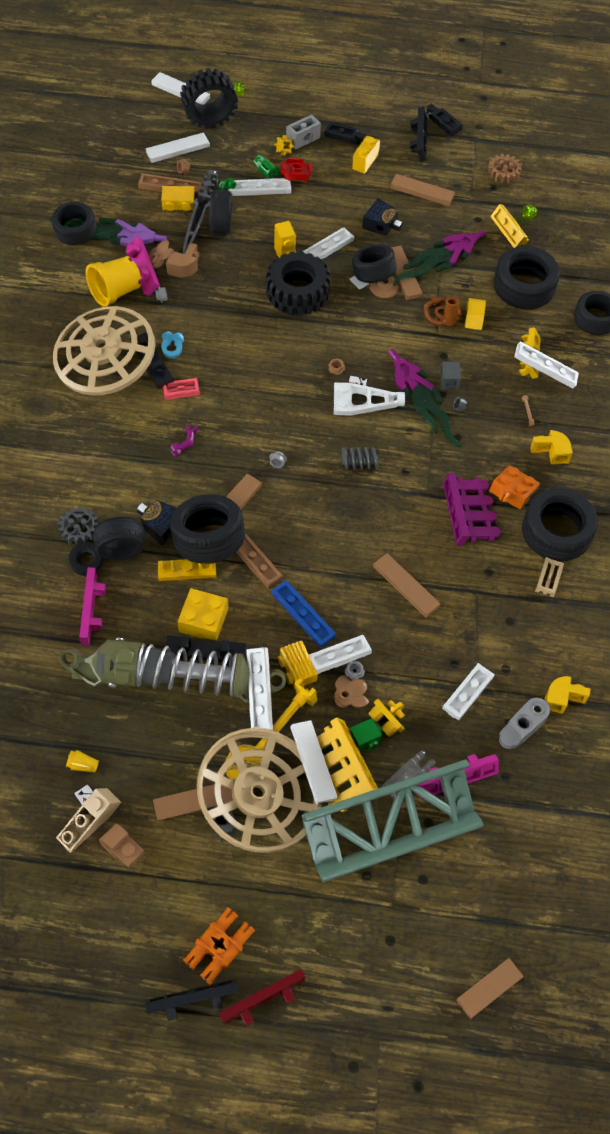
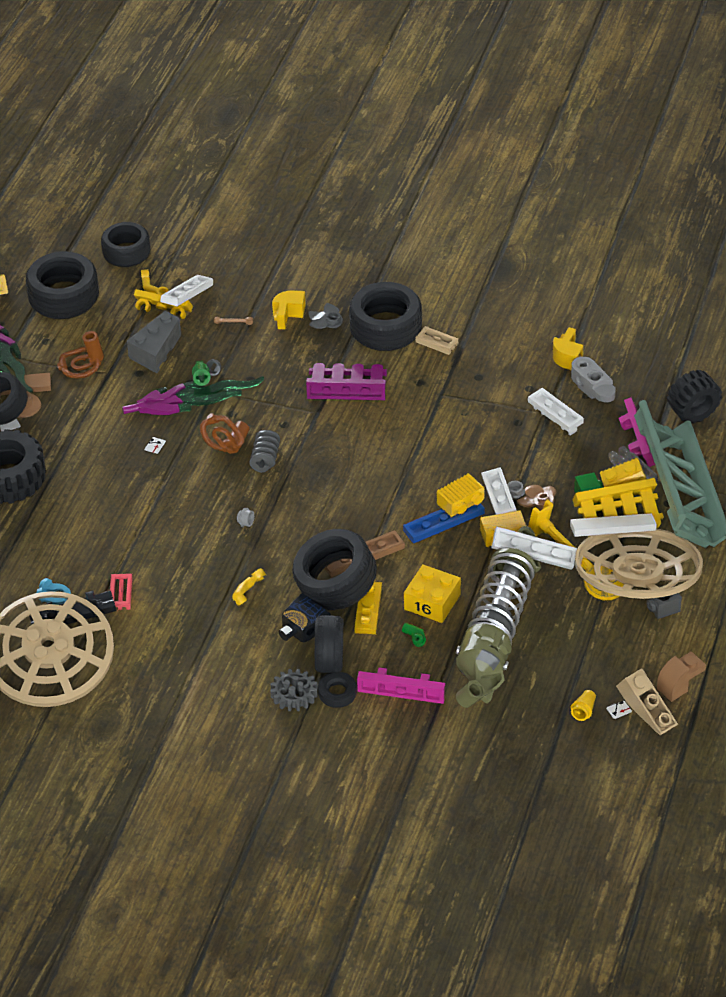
camera: 75 degrees left, 15 degrees down
(155, 613) = (417, 634): none -> green arm
(178, 448) = (184, 588): magenta arm -> none
(183, 468) = (246, 585): none -> yellow arm
(188, 802) = (637, 625): medium nougat tile -> none
(205, 646) = (467, 601): black hinge -> none
(244, 490) = (278, 551): medium nougat tile -> none
(324, 619) = (460, 495): none -> yellow brick
(336, 366) = (131, 455): medium nougat plate -> none
(343, 399) = (177, 457): white plate -> none
(370, 435) = (234, 439): none -> dark orange piece
(379, 764) = (624, 473): none -> yellow brick
(380, 711) = (567, 468): yellow hips -> none
(406, 585) = (424, 441): medium nougat tile -> none
(445, 394) = (201, 373): none -> green hinge
(450, 375) = (173, 367): dark grey brick -> none
(475, 313) = (104, 328): yellow brick -> none
(479, 356) = (154, 341): none -> dark grey wedge
(512, 822) = (694, 396): none -> black tyre
(514, 487) = (329, 343): orange plate -> none
(552, 479) = (328, 317): none -> dark grey plate
(562, 336) = (149, 288): none -> yellow arm

